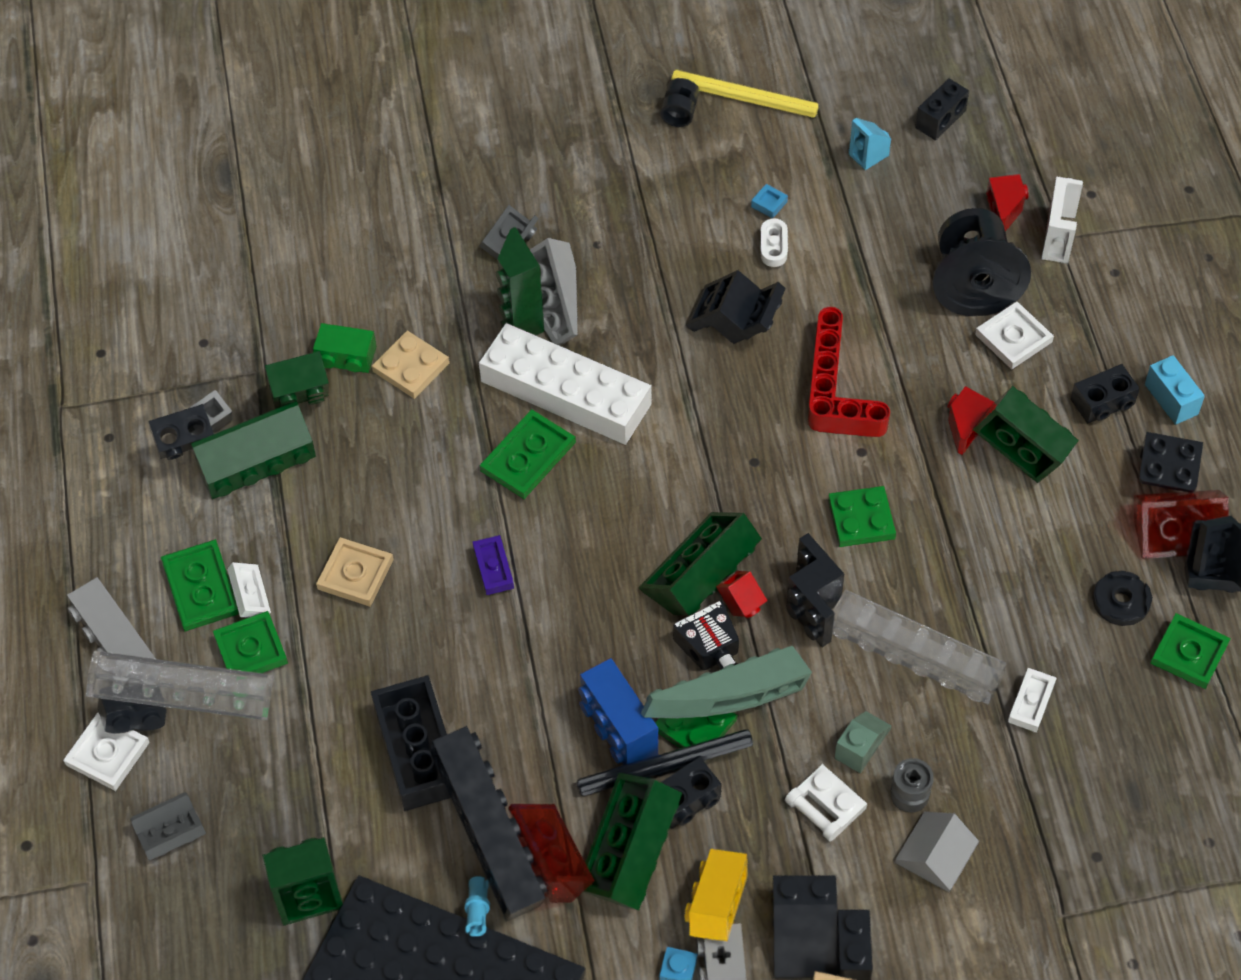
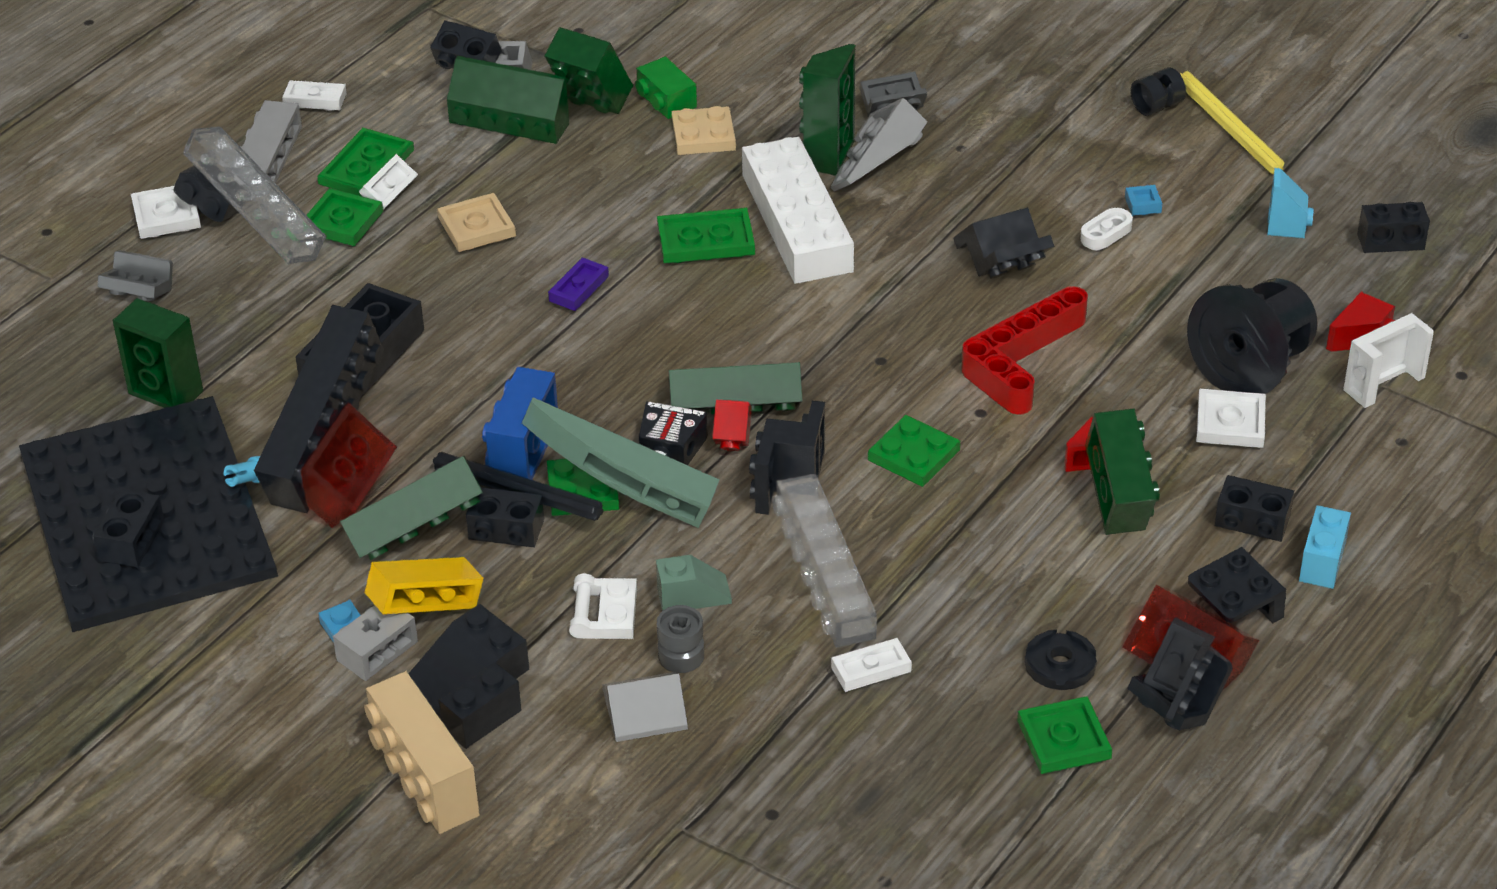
camera: 45 degrees right, 15 degrees down
(84, 557) = (315, 95): none -> white plate

